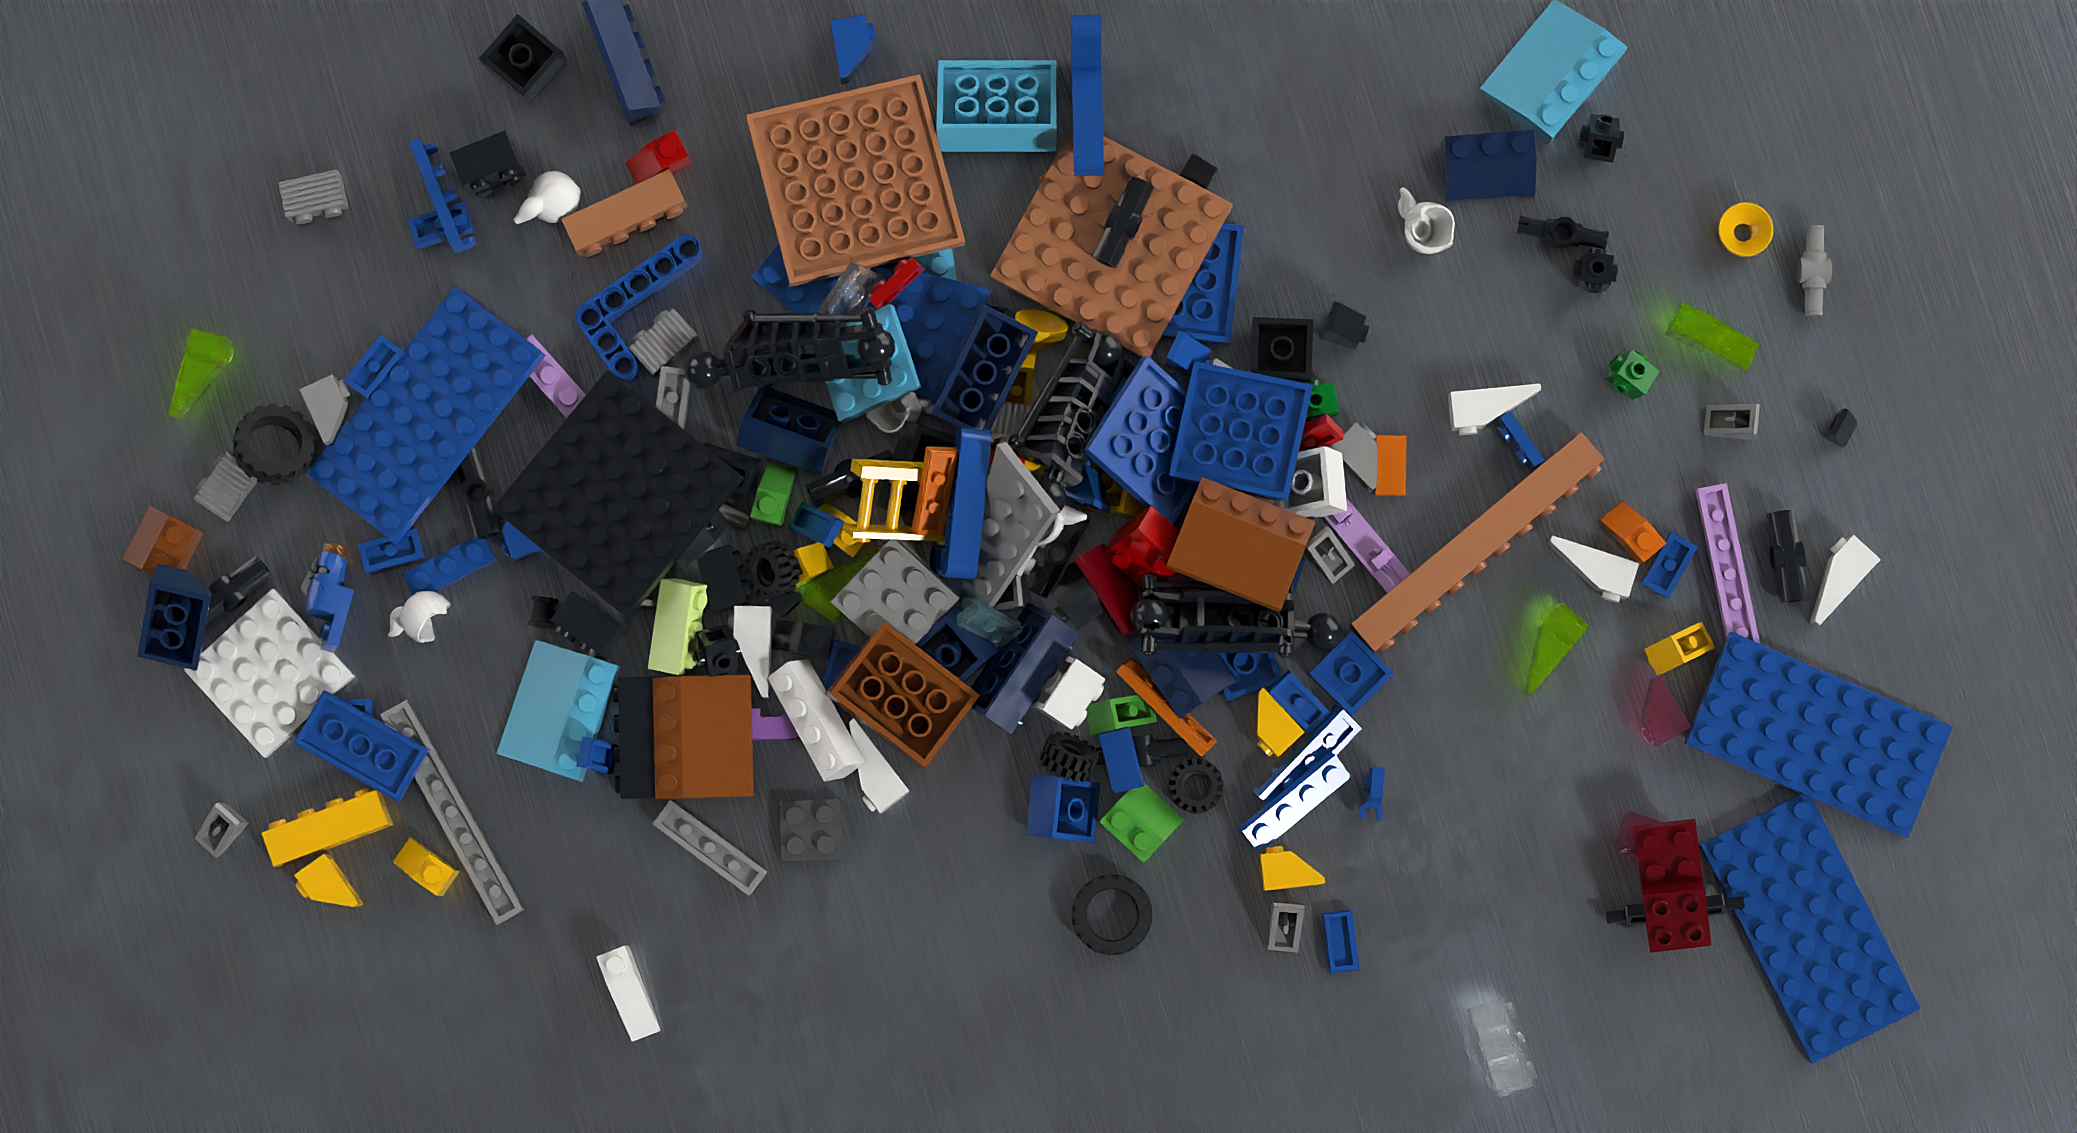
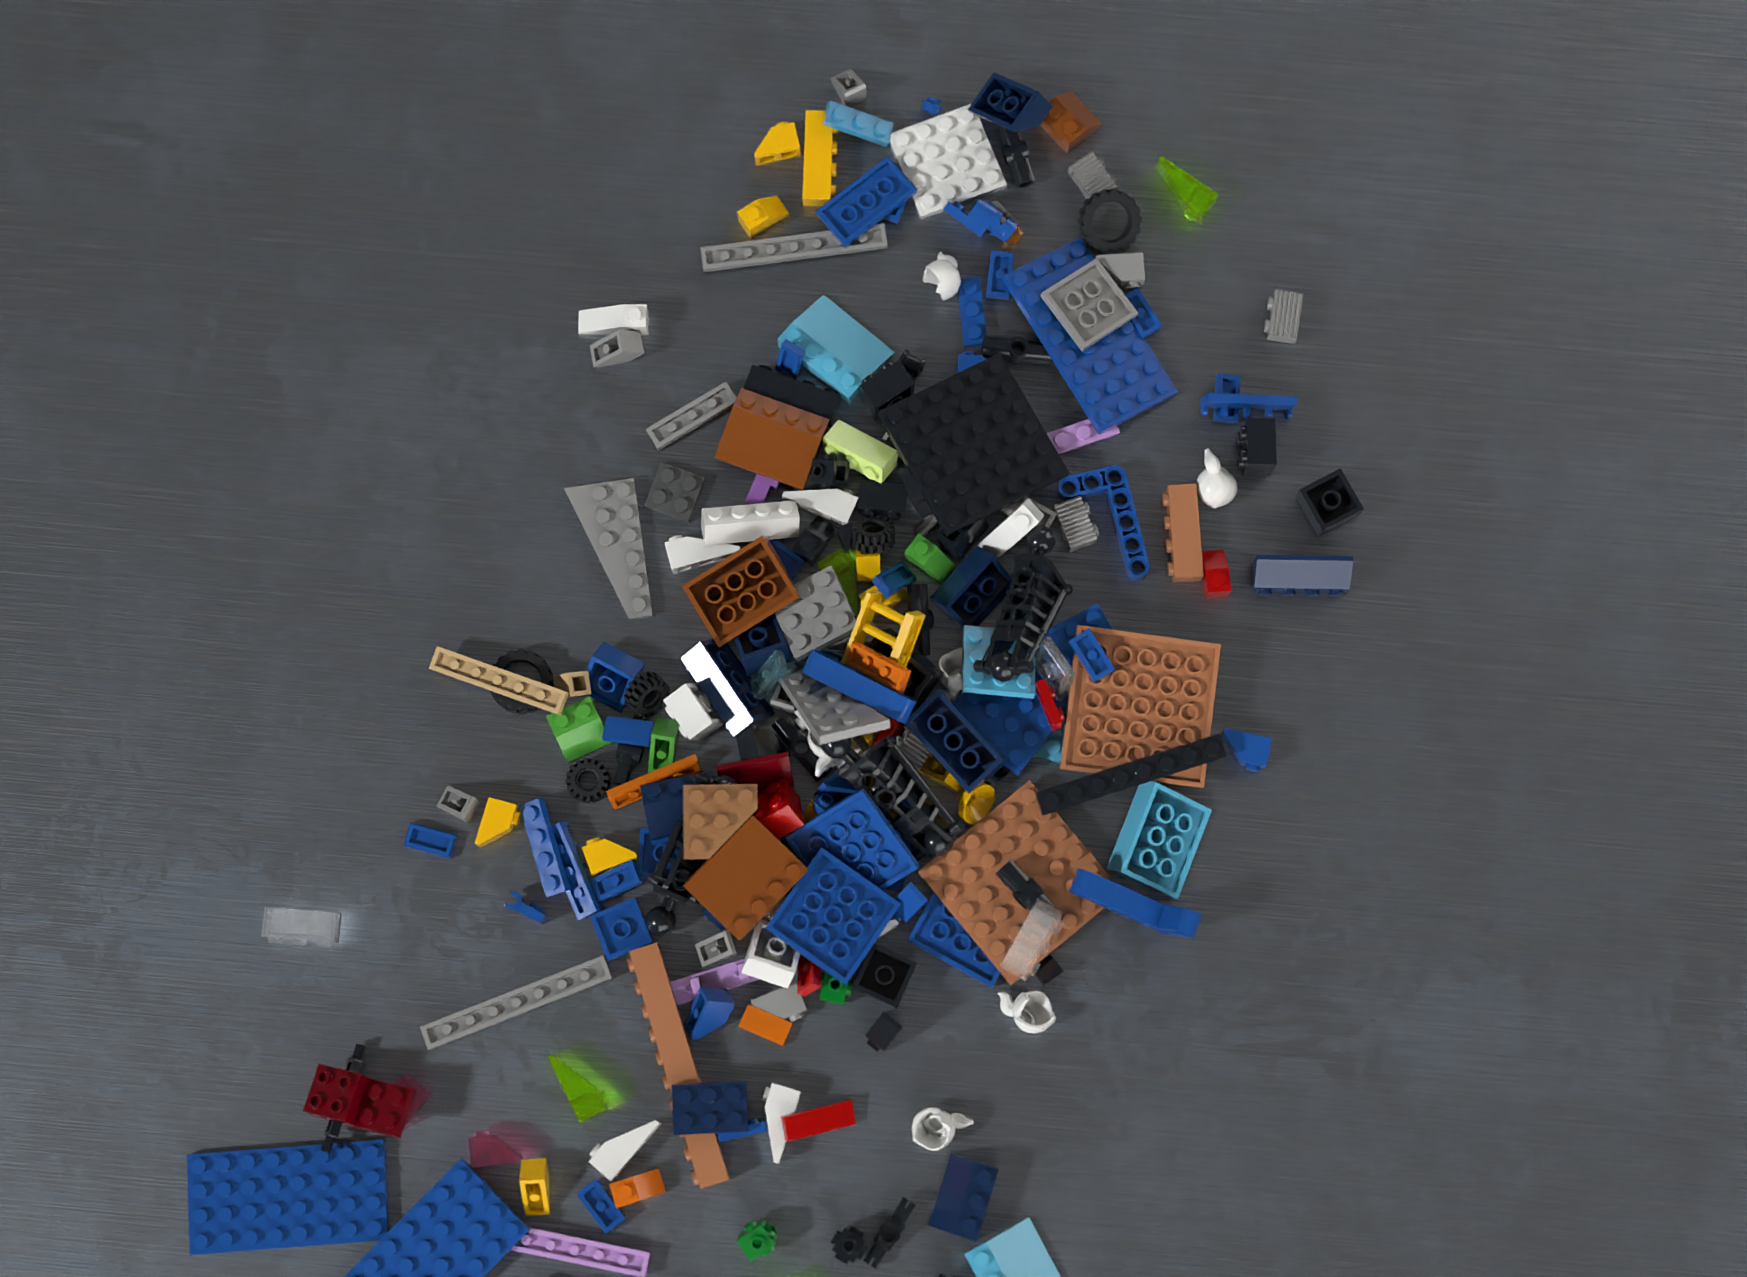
camera: 110 degrees right, 5 degrees down
(207, 717) = (931, 106): none -> blue plate
(265, 796) = (858, 123): none -> dark azure plate
(390, 425) = (1089, 304): none -> light grey plate
(663, 973) = (617, 348): none -> light grey slope
(702, 409) = (1012, 529): none -> white slope
(820, 253) = (1091, 655): none -> blue plate
(884, 884) = (614, 529): none -> light grey wing
(940, 159) = (1130, 774): none -> black plate
(1093, 849) = (574, 683): none -> tan brick
(1115, 495) = (822, 802): none -> blue plate
(1124, 937) = (498, 680): none -> tan plate
(1176, 193) = (1032, 940): none -> clear brick
(1185, 608) = (714, 815): none -> medium nougat plate
(1252, 173) = (1030, 1010): none -> white hair
(1404, 533) = (708, 1011): none -> blue slope
(1473, 359) = (818, 1120): none -> red tile
(1484, 759) = (516, 1002): none -> light grey plate
(1512, 484) = (709, 1108): none -> dark blue plate

